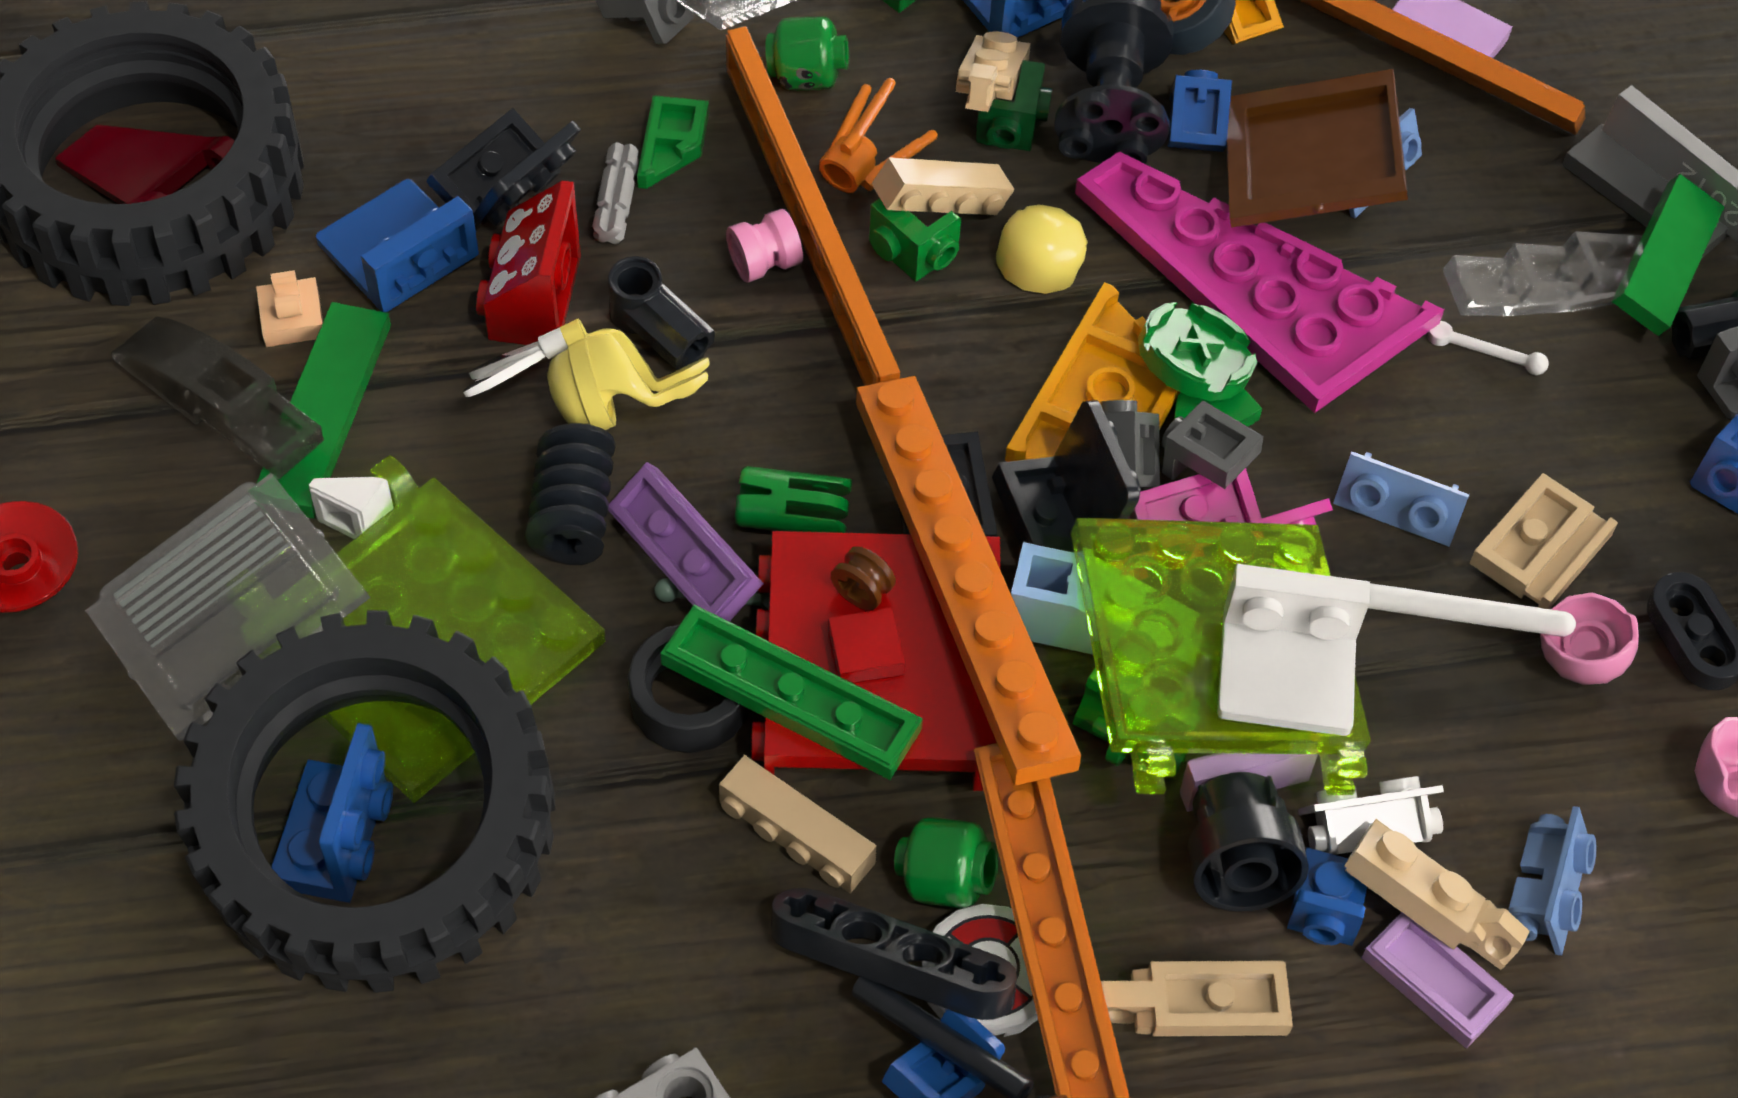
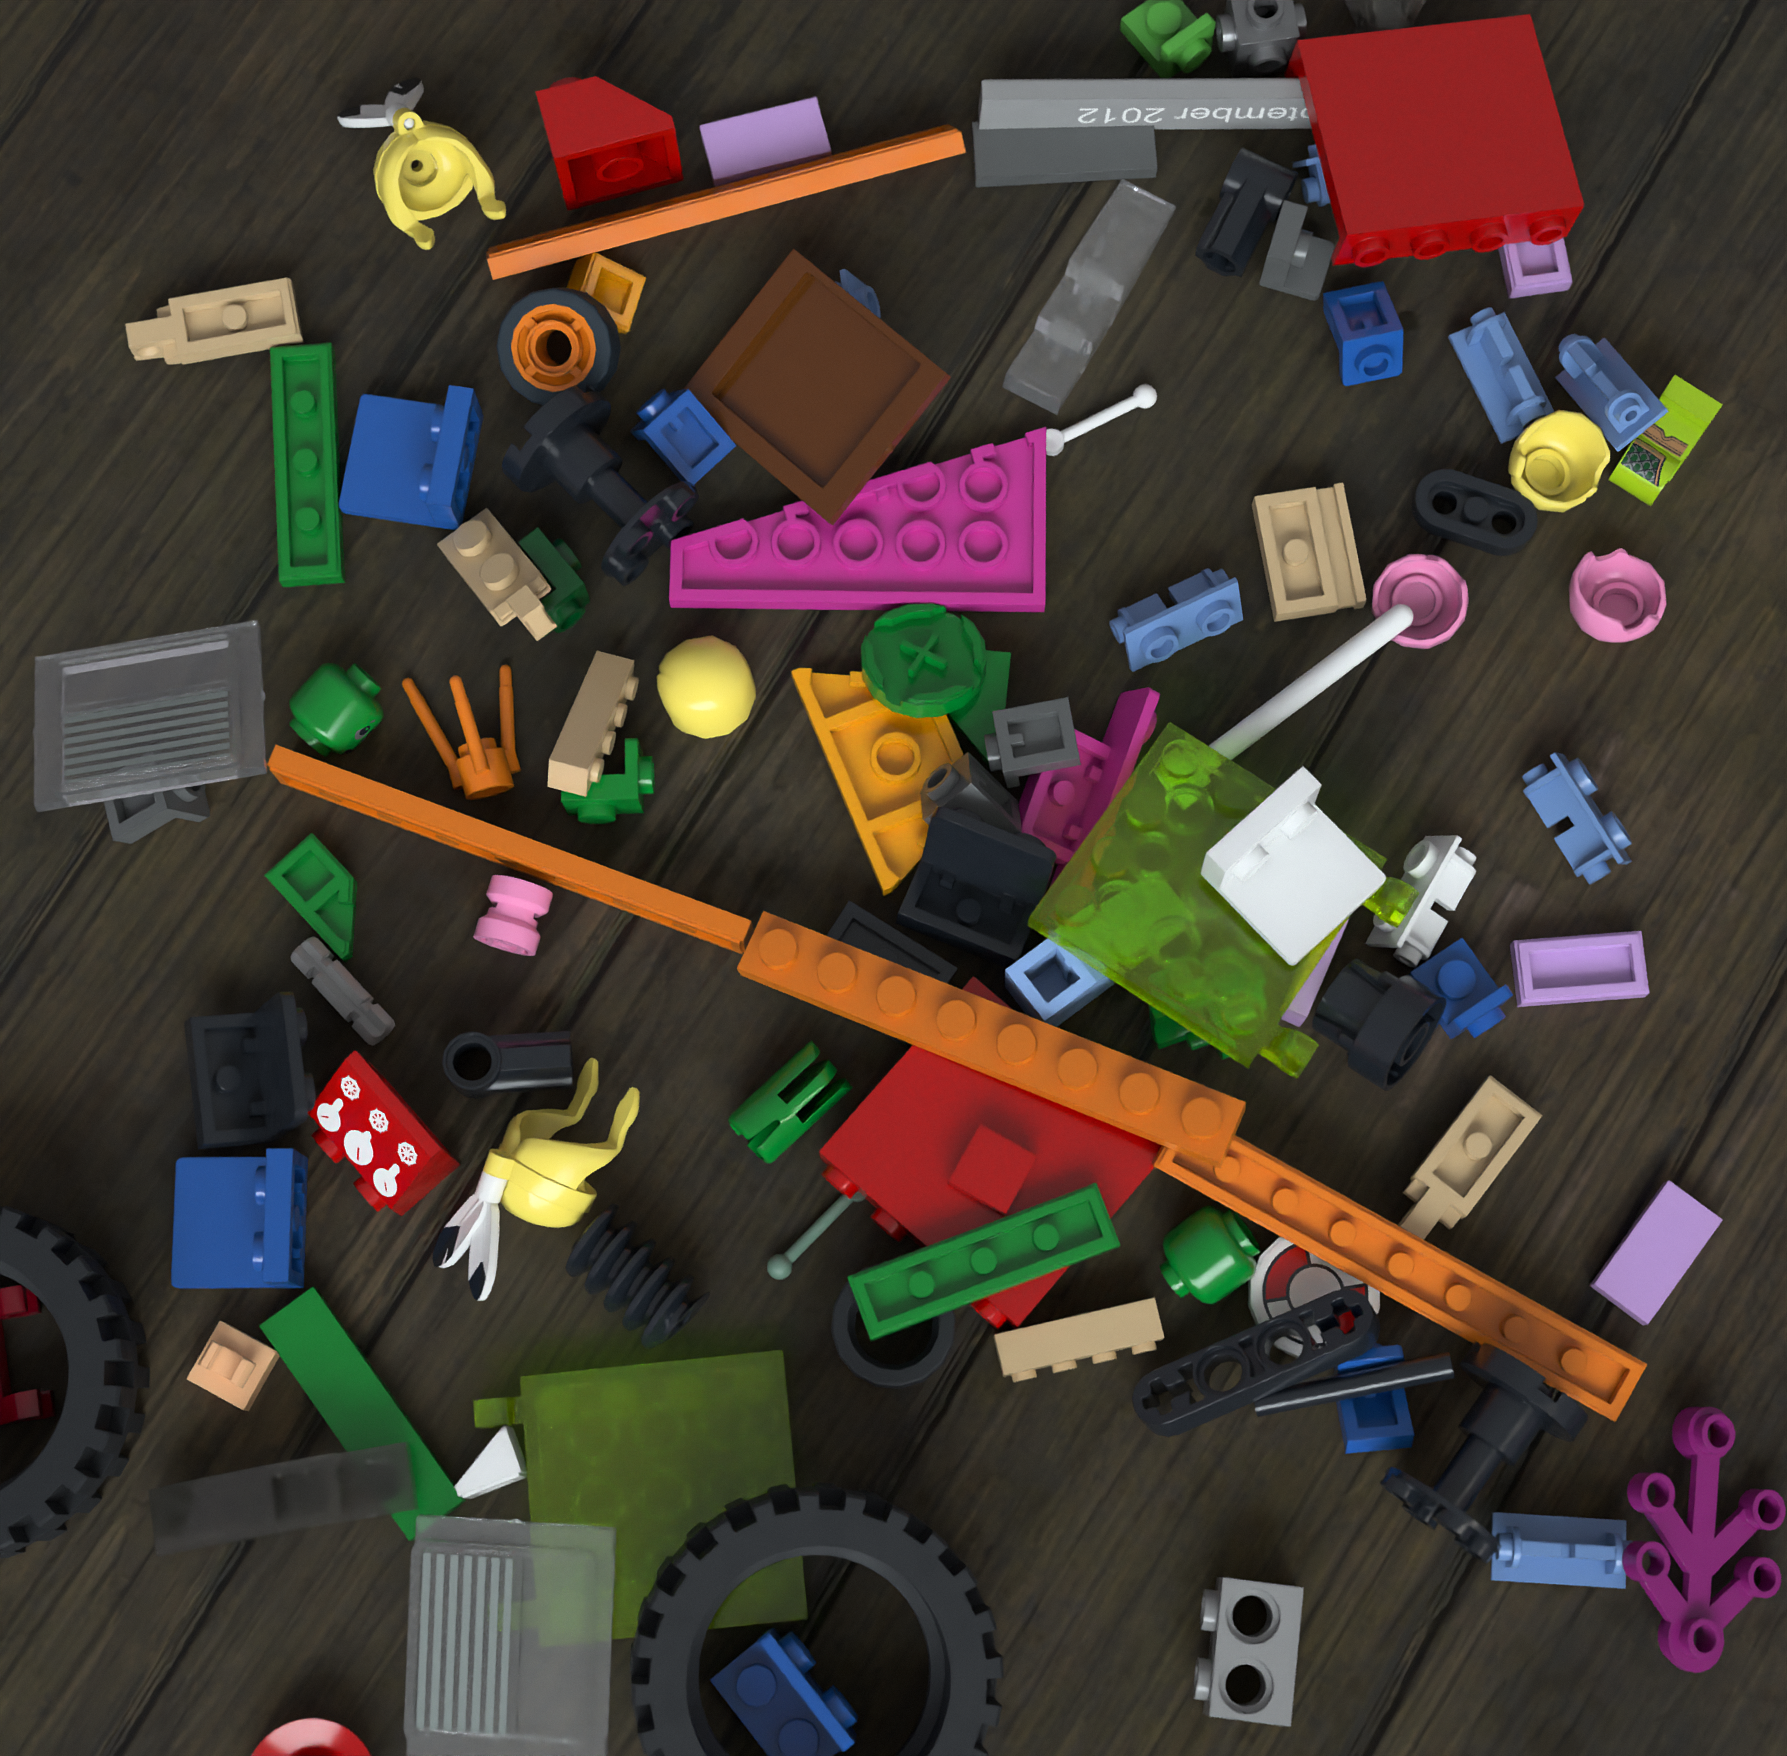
camera: 45 degrees left, 20 degrees up
(683, 544) = (761, 1226): medium lavender tile -> none
(863, 578) = (936, 1124): reddish brown bush -> none
(1434, 896) = (1524, 919): tan hinge -> none
(1668, 254) = (1148, 204): green tile -> none

